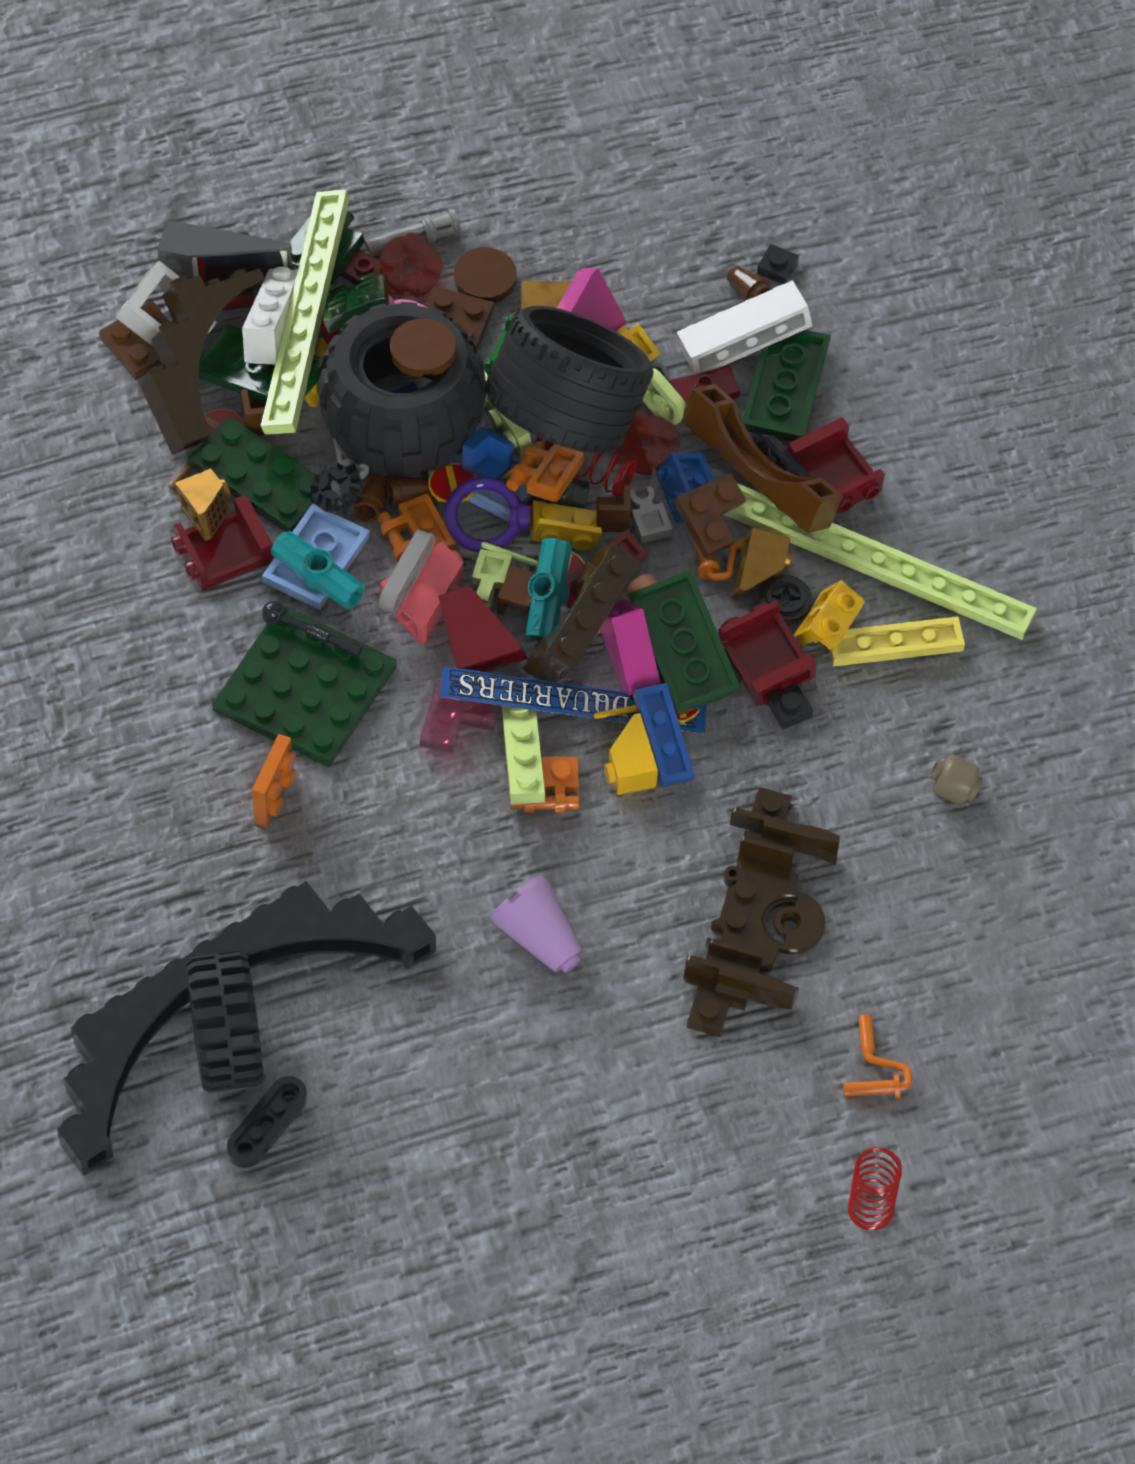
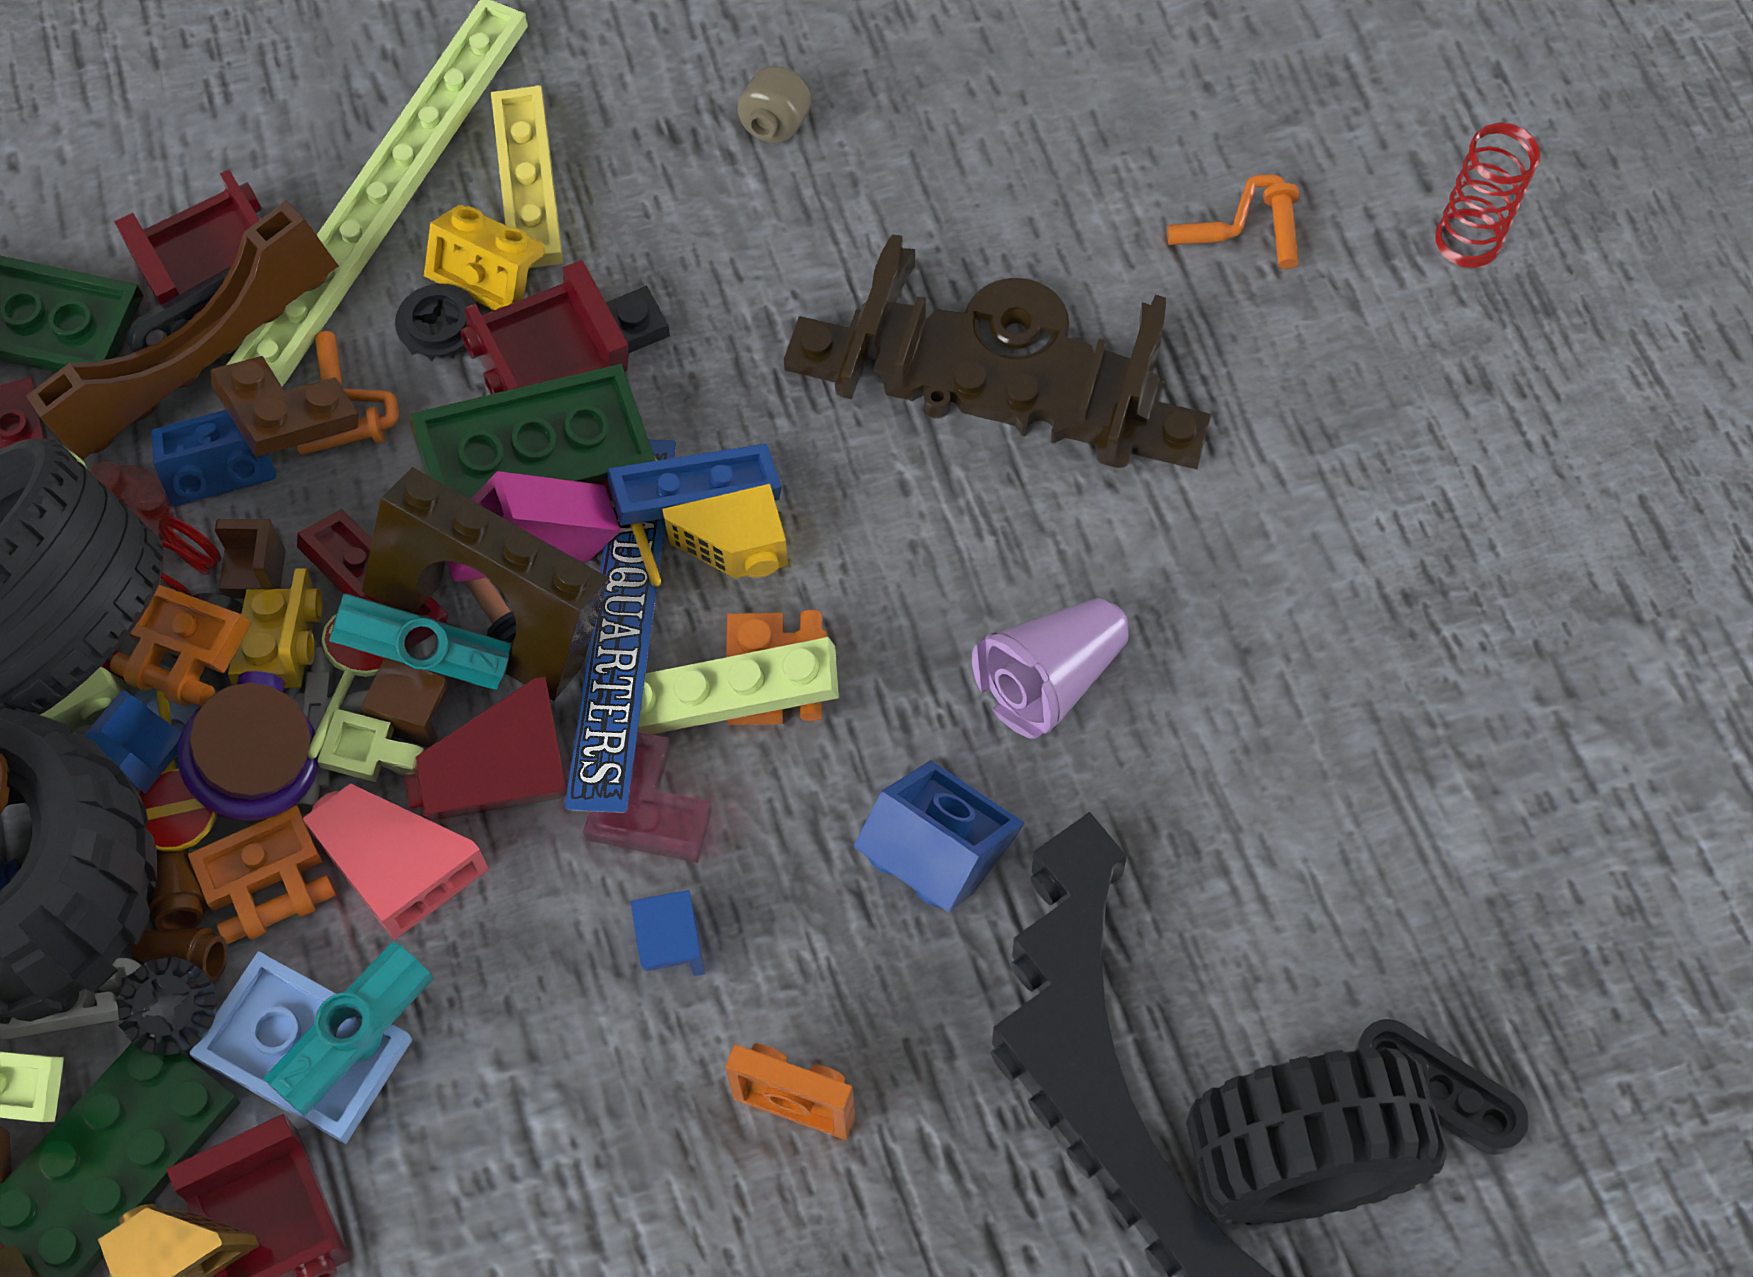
camera: 85 degrees left, 5 degrees up
(275, 613) = (434, 1103): black piece -> none
(304, 688) = (568, 1063): dark green plate -> none
(371, 727) = (667, 932): none -> blue panel
(406, 571) = (373, 866): light grey beam -> none
(431, 865) = (936, 835): none -> blue slope
(485, 509) = (250, 741): none -> reddish brown tile
(649, 518) = (277, 499): light grey plate -> none
(760, 559) = (376, 348): pearl gold slope -> none

